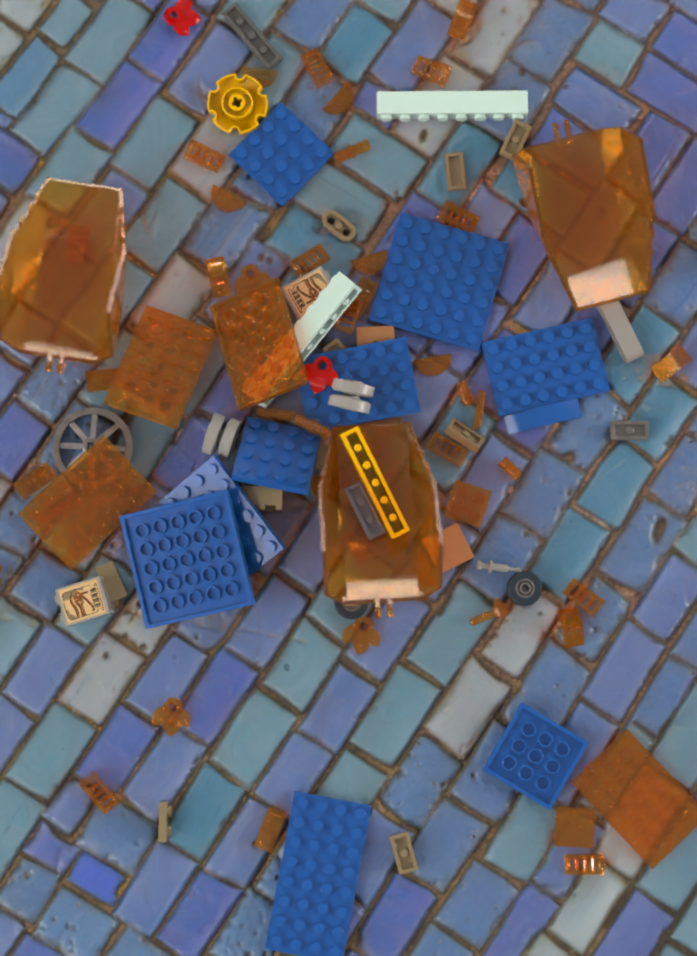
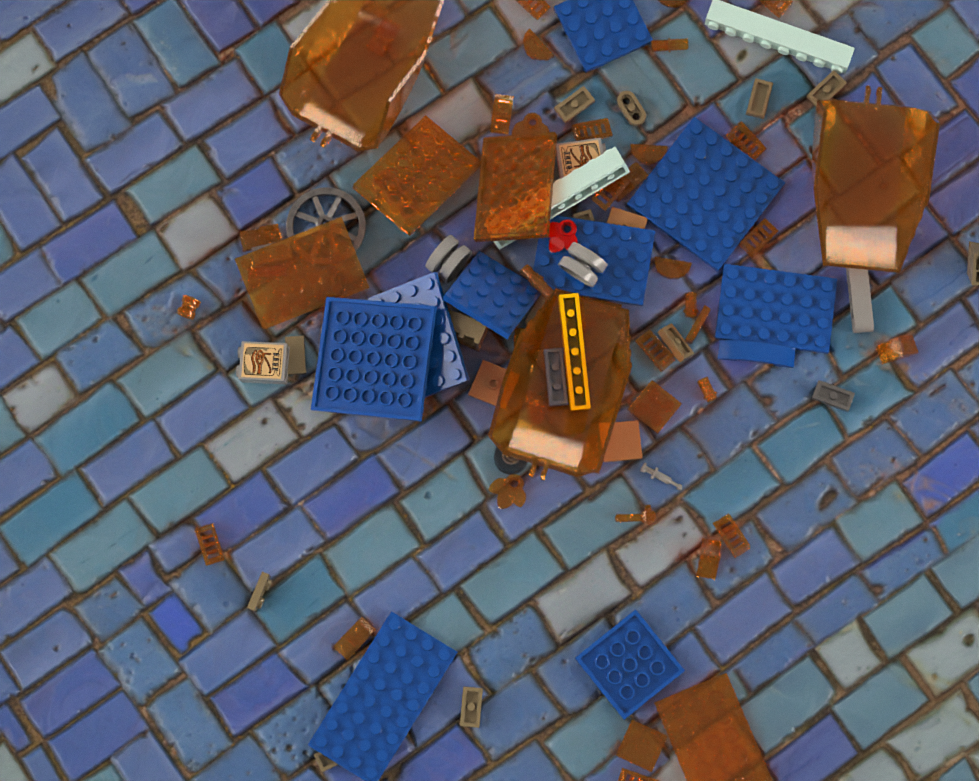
camera: 25 degrees right, 5 degrees down
(99, 379) = (355, 167): clear orange slope -> none
(171, 719) = (301, 502): clear orange plate -> none
(276, 414) = (506, 258): clear orange tile -> none
(283, 242) = (574, 104): none -> dark tan plate
(305, 539) = (487, 383): none -> medium nougat plate
(498, 319) = (750, 249): none -> clear orange slope
(524, 588) = (678, 511): black wheel -> none

